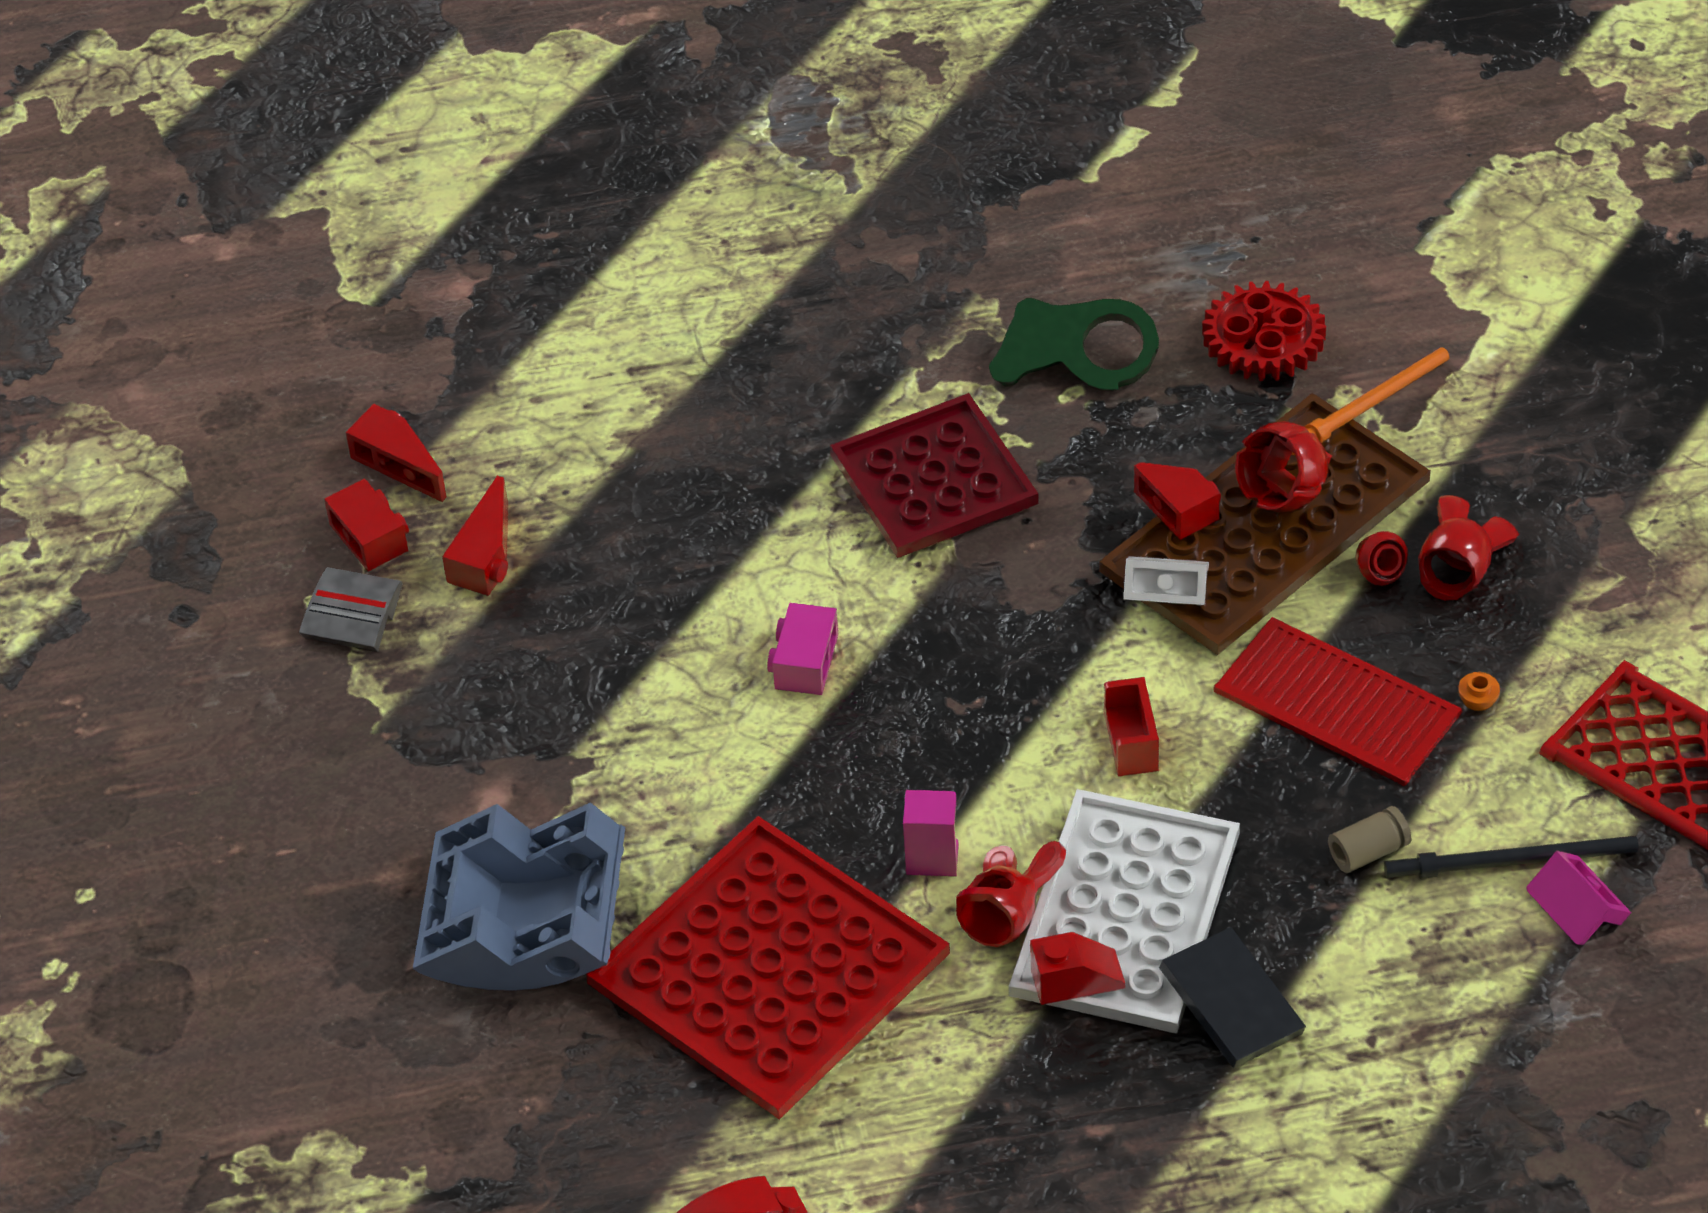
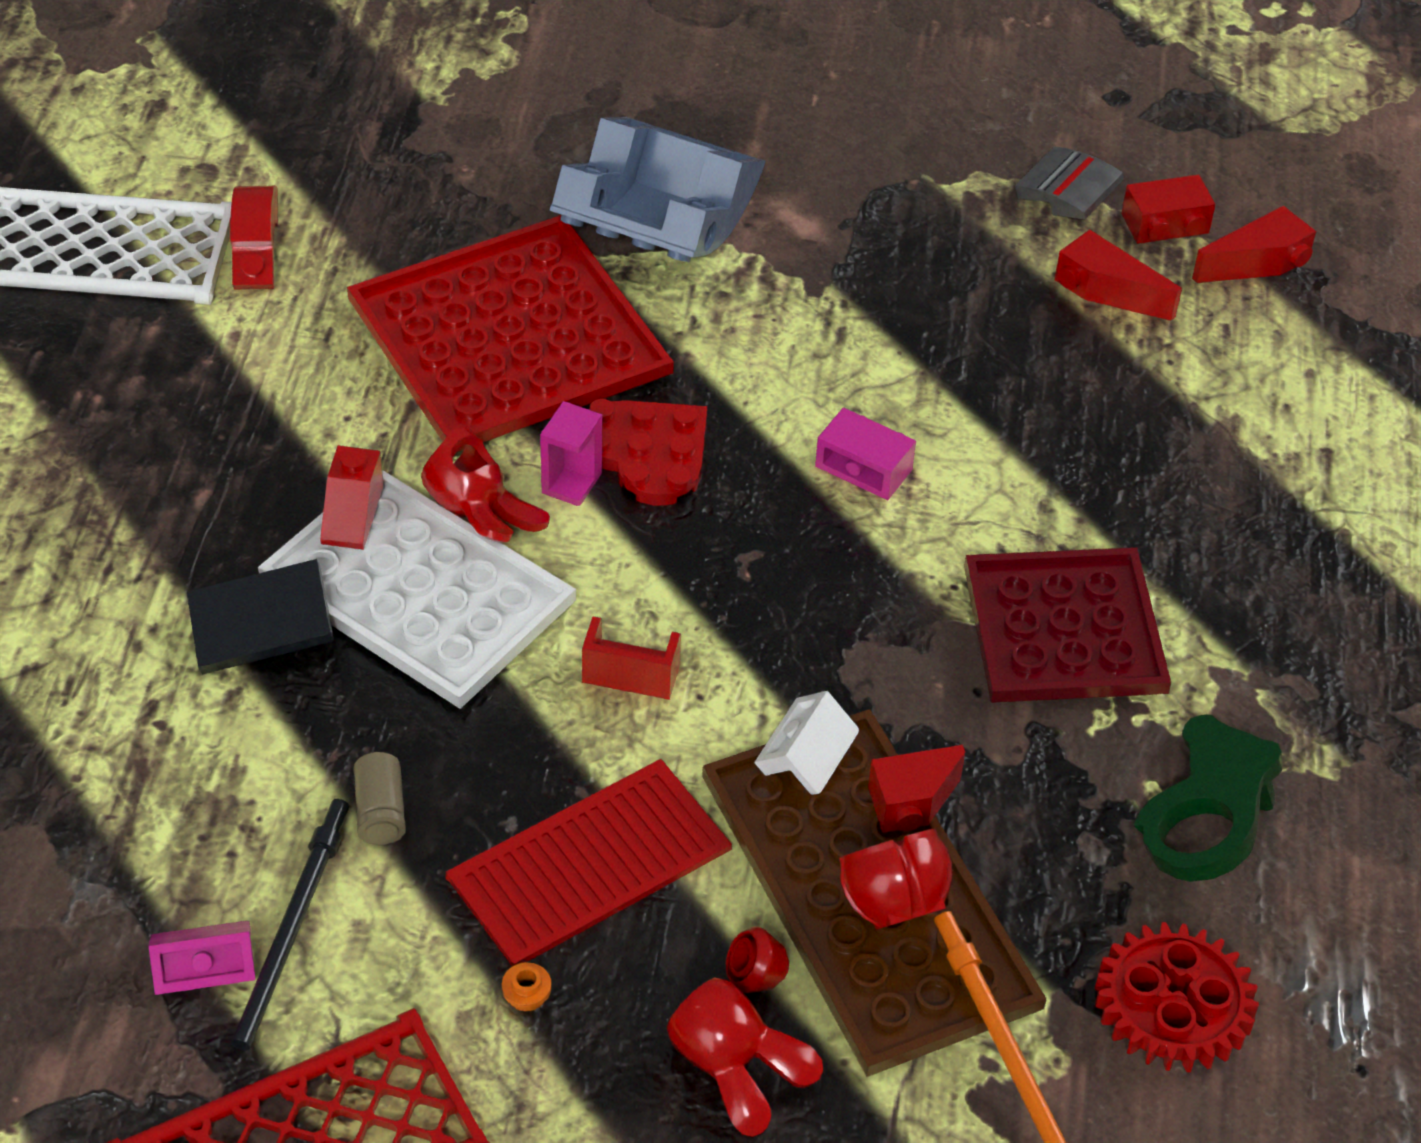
camera: 105 degrees right, 0 degrees up
(861, 811) = (653, 447): none -> red plate

